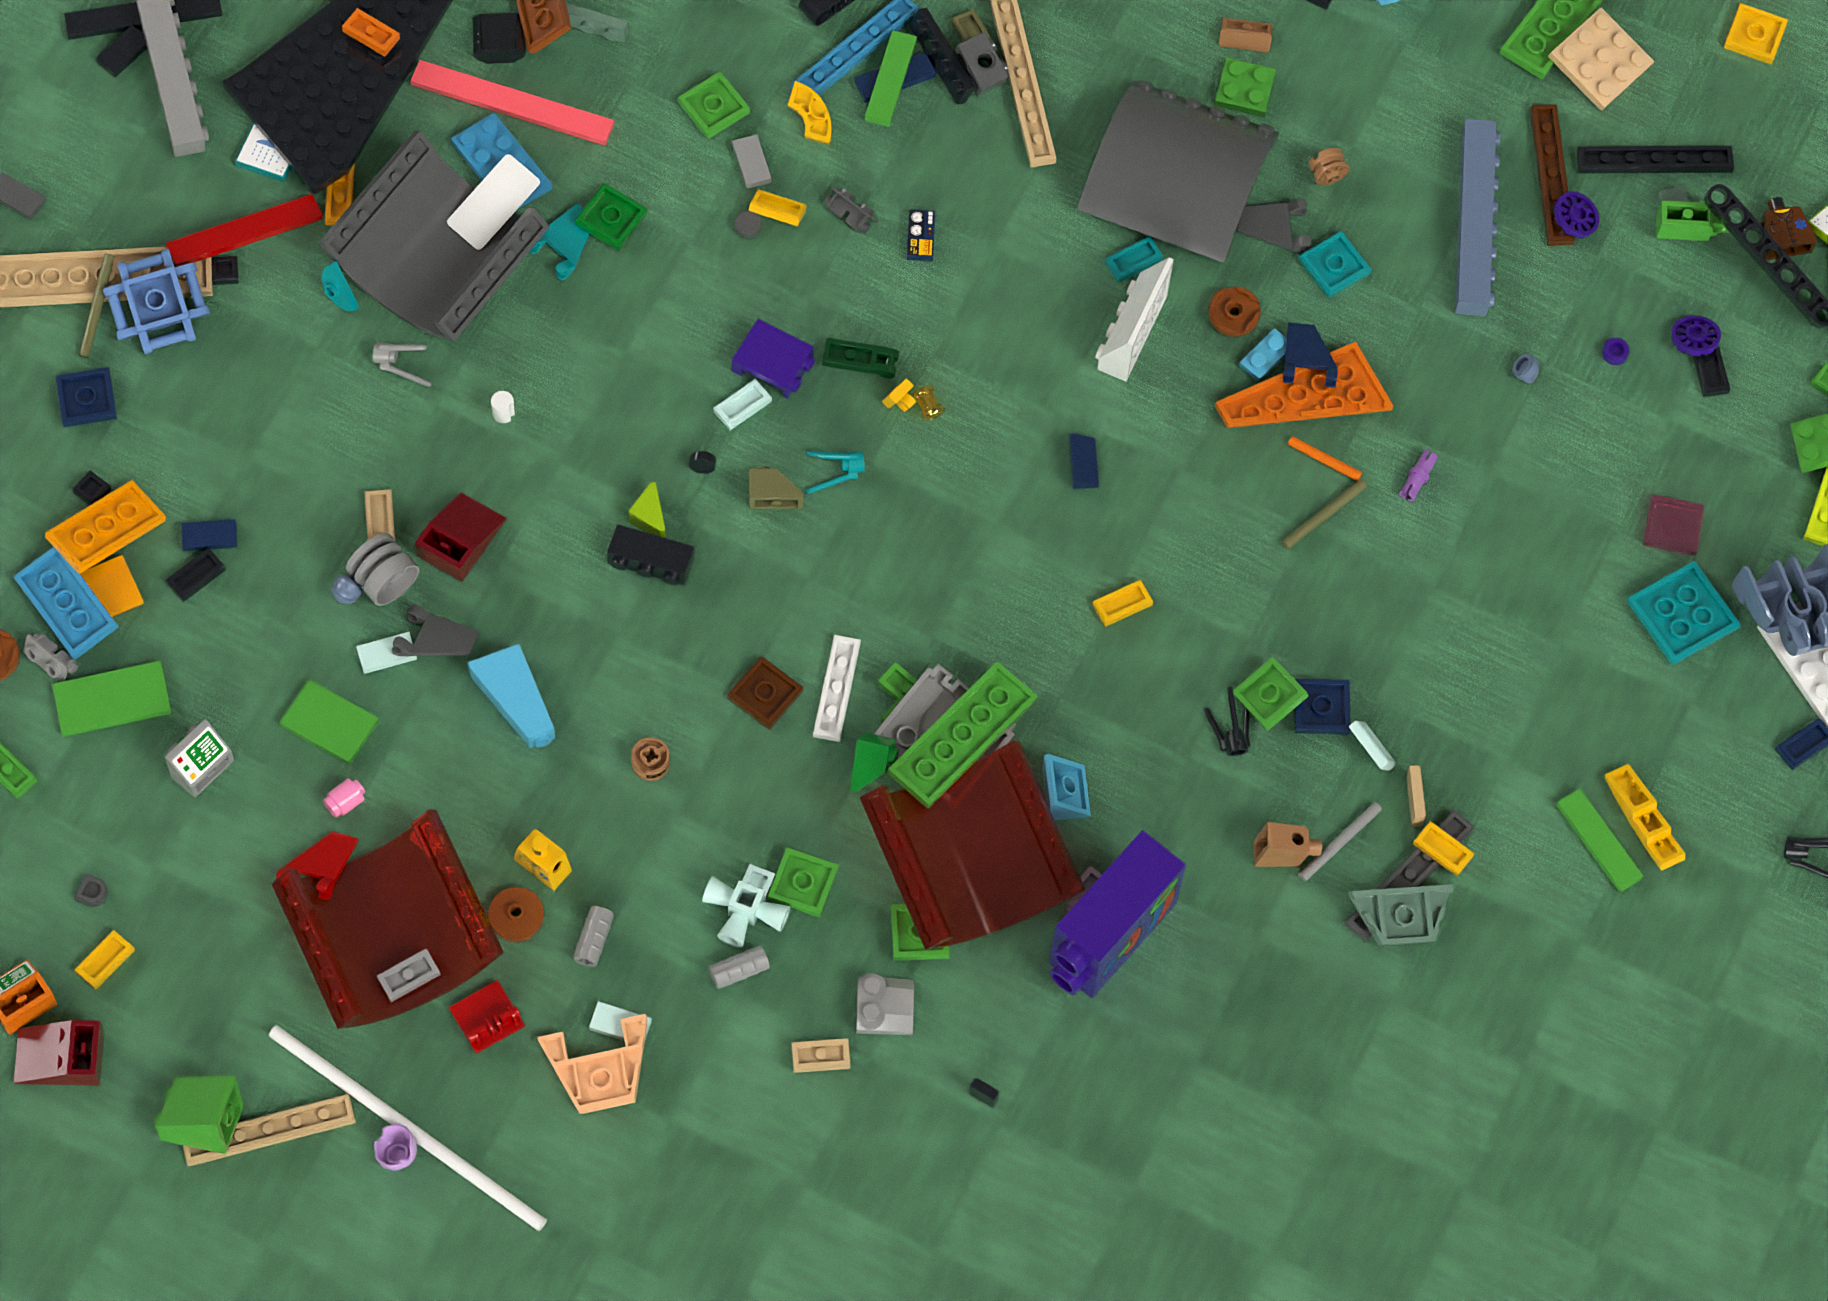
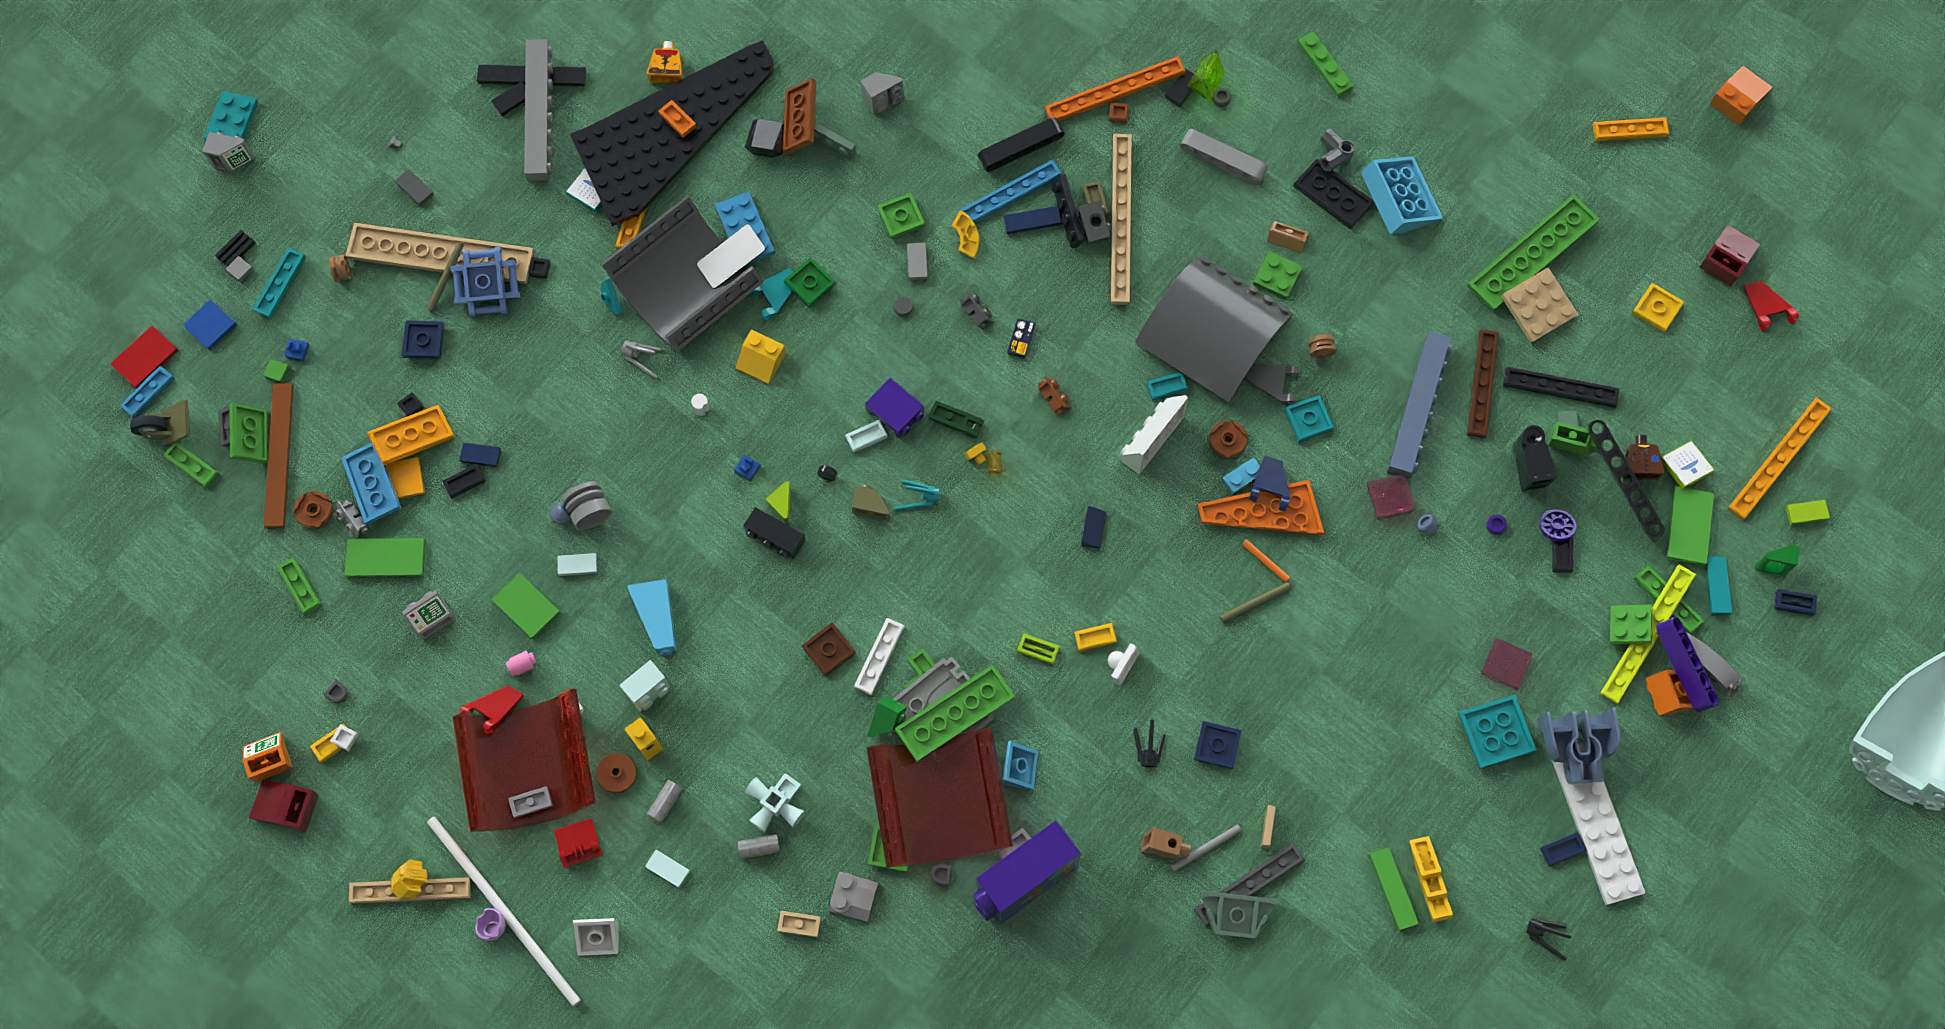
camera: 20 degrees right, 5 degrees up
(122, 946) = (344, 737): none -> white tile
(201, 1112) = (364, 870): bright green slope -> none
(244, 230) = (557, 243): red tile -> none
(266, 1113) = (408, 880): none -> yellow hair
(379, 513) = (598, 464): tan tile -> none
(436, 636) = (614, 560): dark grey flag -> none
(458, 536) = (647, 491): dark red slope -> none
(512, 102) = (764, 186): coral tile -> none
(528, 789) = (645, 686): none -> light aqua brick
(547, 1130) = (596, 936): none -> white slope
(569, 327) = (760, 357): none -> yellow slope
(589, 478) = (747, 468): none -> blue tile
(603, 1077) = (644, 906): light nougat wing -> none
(650, 758) = (736, 680): medium nougat wheel -> none
(777, 207) = (926, 298): yellow tile -> none
(803, 882) = (819, 794): bright green plate -> none
(890, 78) = (1028, 220): bright green tile -> none
(977, 293) = (1059, 400): none -> dark orange hinge
(984, 1092) = (906, 978): black tile -> none
(996, 951) = (941, 874): none -> dark grey tile
(1049, 643) = (1036, 656): none -> lime tile
(1168, 627) = (1122, 663): none -> white tile
(1270, 693) = (1181, 728): bright green plate -> none
(1372, 745) = (1246, 782): light aqua tile -> none
(1418, 475) = (1330, 588): medium lavender pin -> none
(1443, 848) = (1278, 871): yellow tile -> none
(1468, 342) = (1390, 496): none -> clear pink plate
(1576, 214) = (1492, 417): dark purple wheel -> none
(1644, 256) = (1533, 459): none -> black piece

